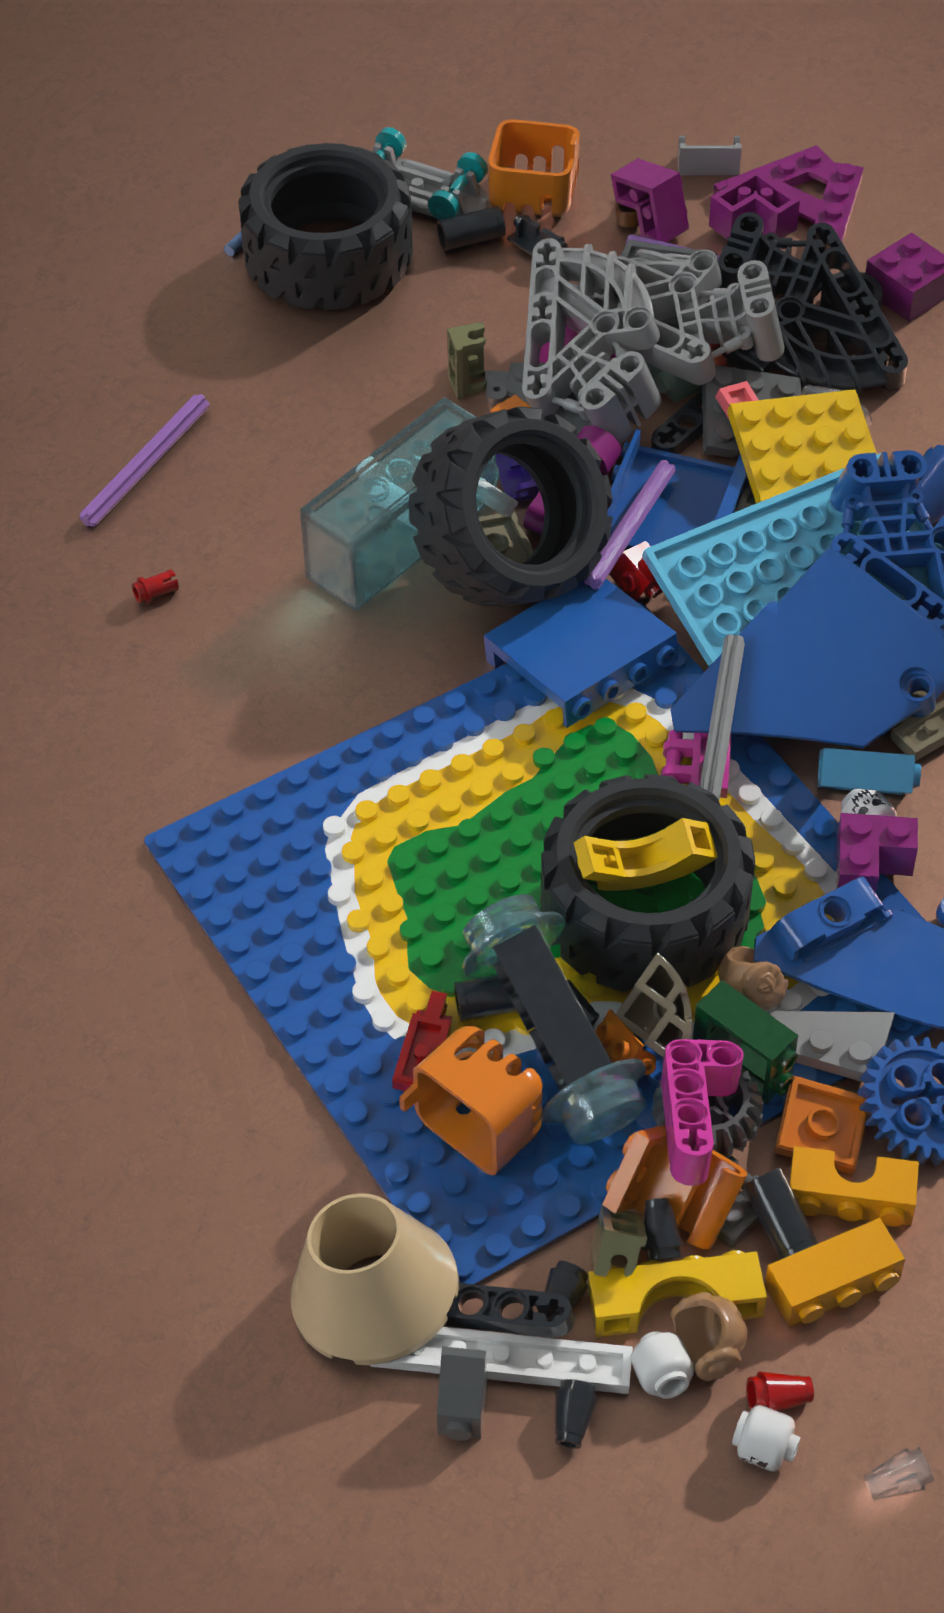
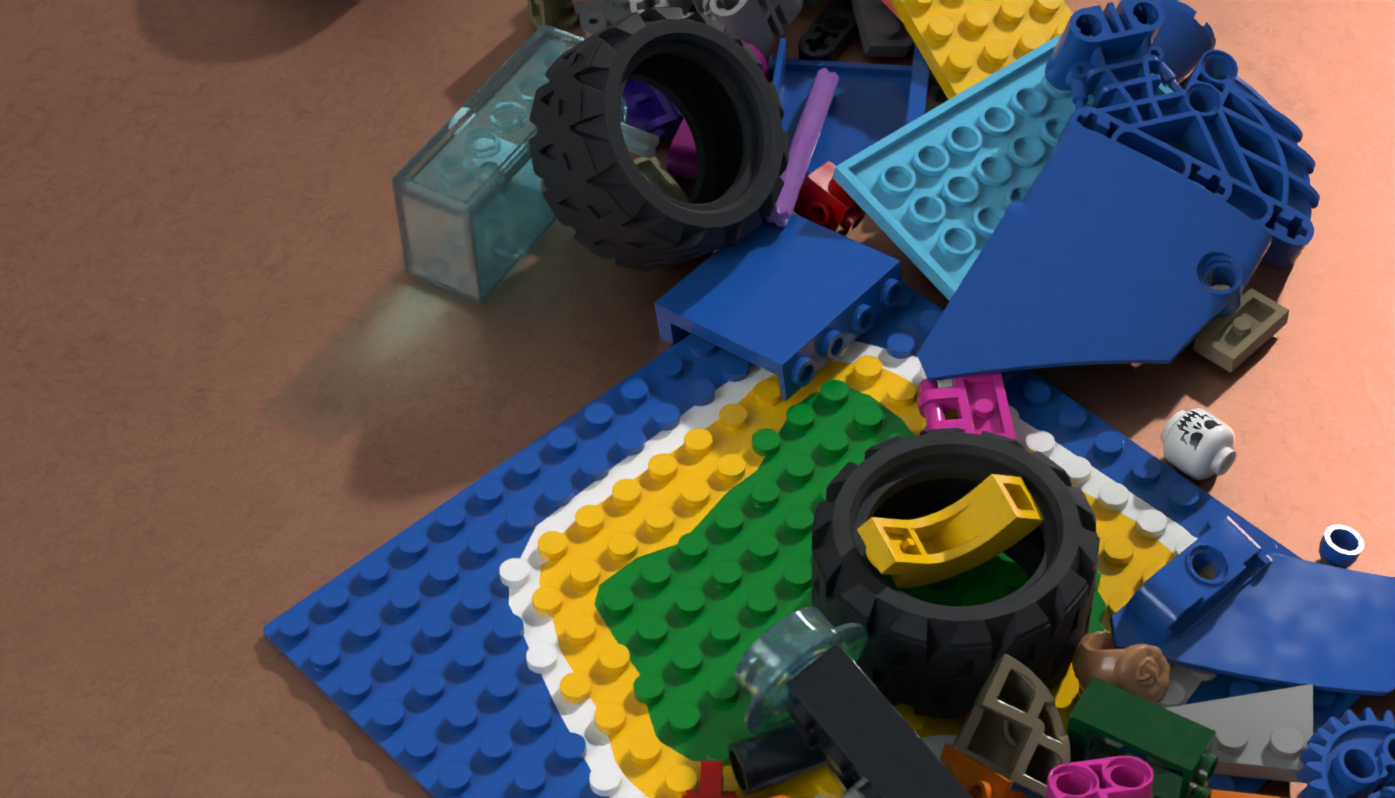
camera: 10 degrees left, 5 degrees down
(144, 461) = (167, 167): medium lavender axle -> none
(154, 586) = (204, 316): red pin -> none
(722, 714) = (988, 341): light grey axle -> none
(868, 771) = (1166, 388): dark azure window -> none
(874, 847) = (1222, 480): magenta brick -> none

